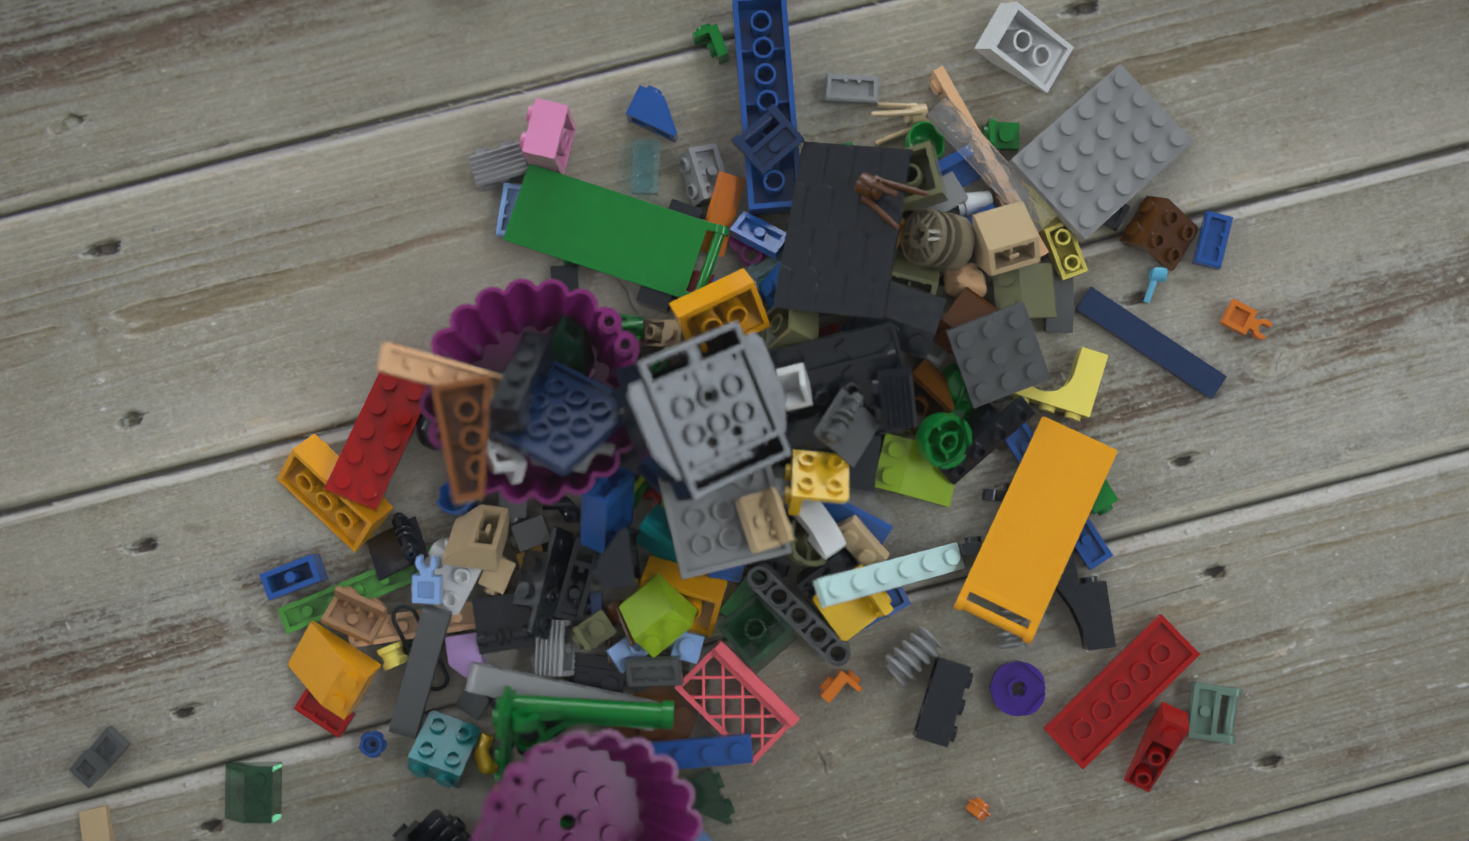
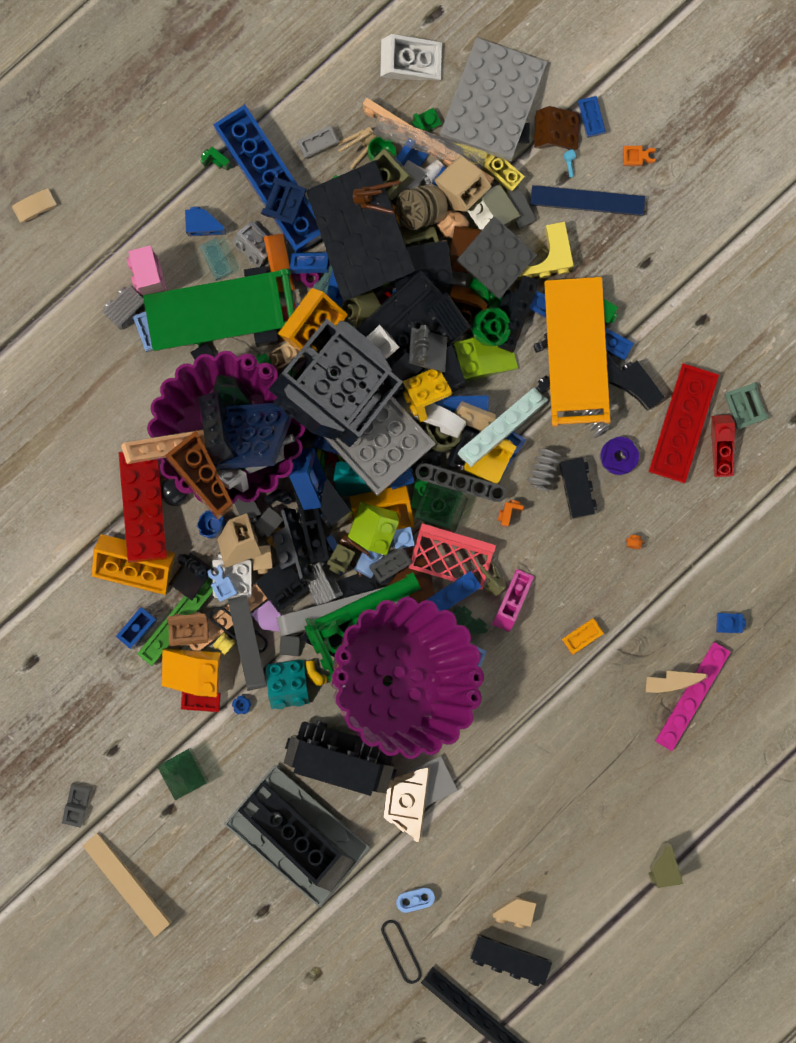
camera: 25 degrees left, 0 degrees up
(764, 520) = (408, 432): tan bracket -> none
(772, 767) = (495, 585): none -> olive plant
(784, 800) = (513, 600): none -> dark pink slope

